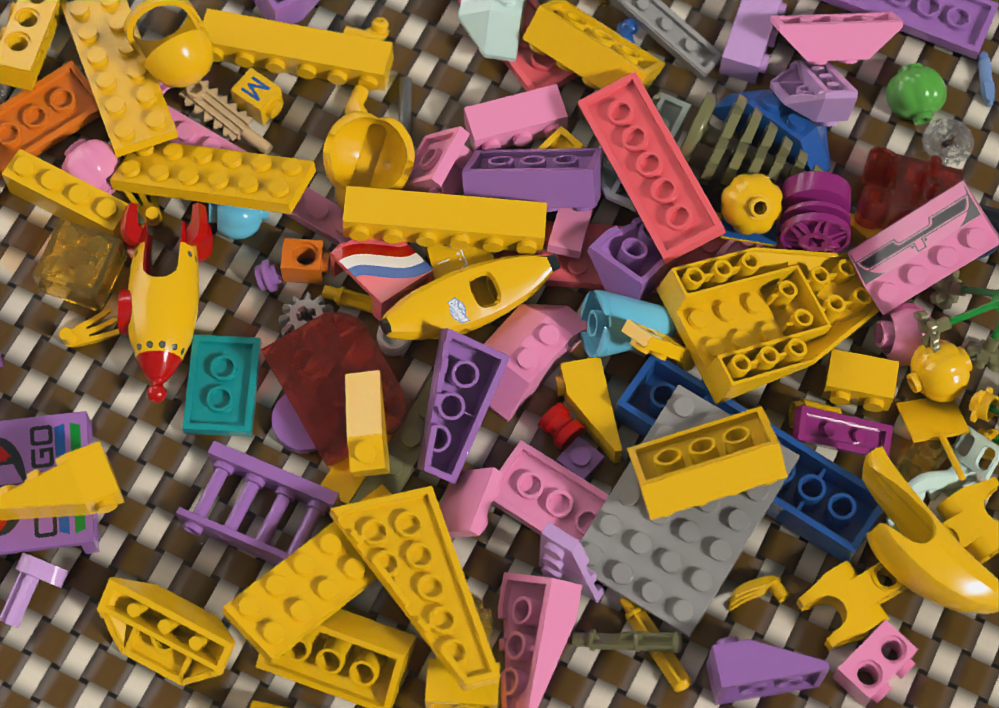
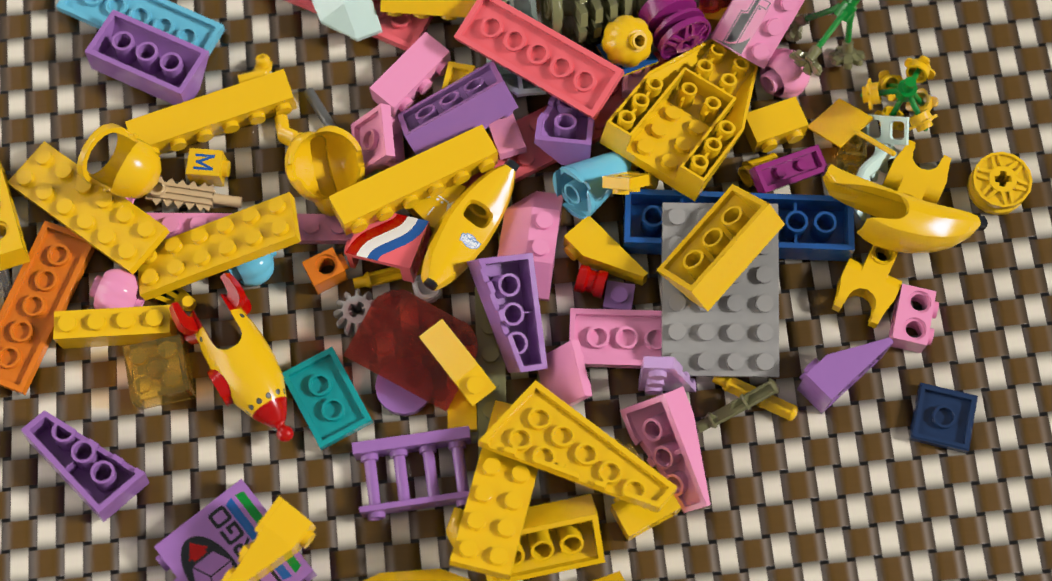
camera: 30 degrees left, 5 degrees up
(84, 333) = (194, 424): yellow piece -> none
(268, 275) = (306, 297): medium lavender plate -> none
(757, 588) = (799, 313): yellow piece -> none
(940, 374) = (828, 90): yellow plant -> none

